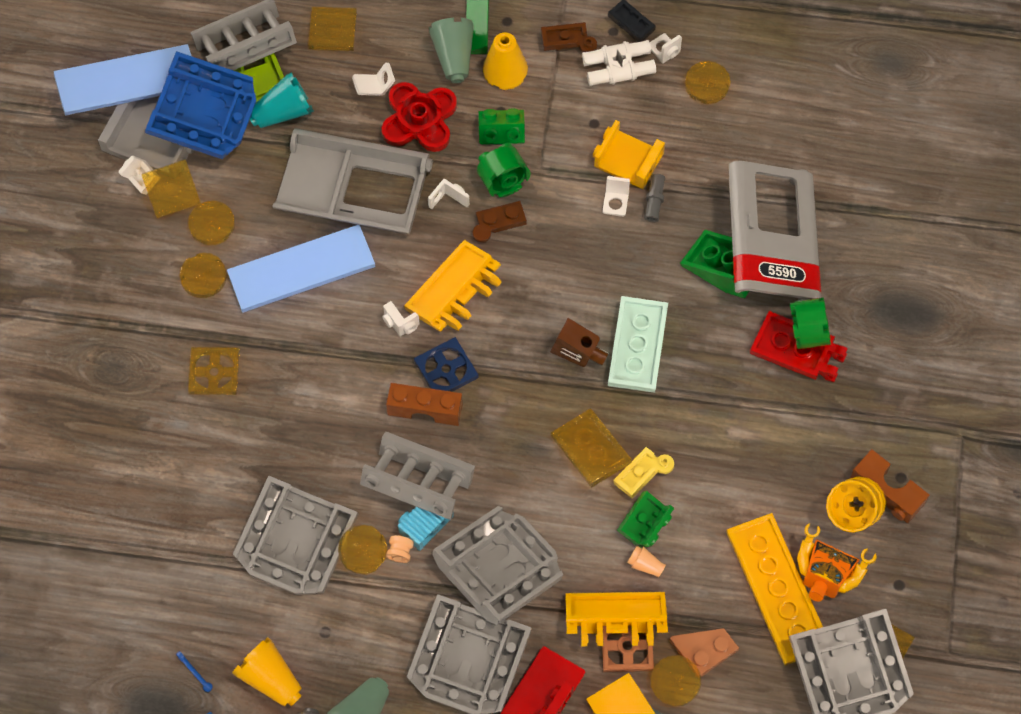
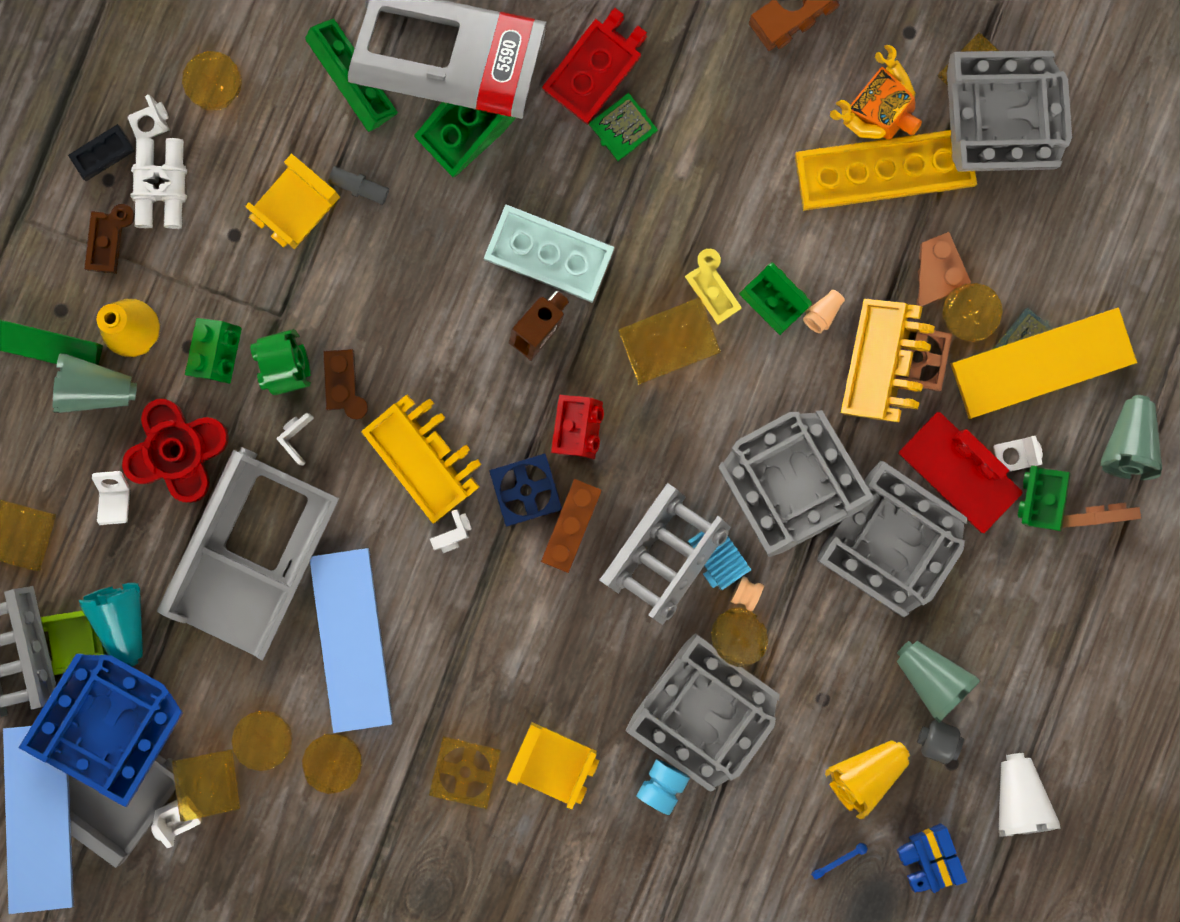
camera: 80 degrees left, 20 degrees up
(225, 514) = (663, 787): none -> medium azure wheel
(232, 431) = (553, 765): none -> yellow panel
(505, 394) = (577, 426): none -> red bracket
(616, 189) = (338, 225): white bracket -> none
(718, 195) = (335, 55): none -> green slope
(755, 379) = (623, 127): none -> piece
(810, 323) = (582, 38): green brick -> none
(850, 516) = (832, 55): yellow wheel -> none

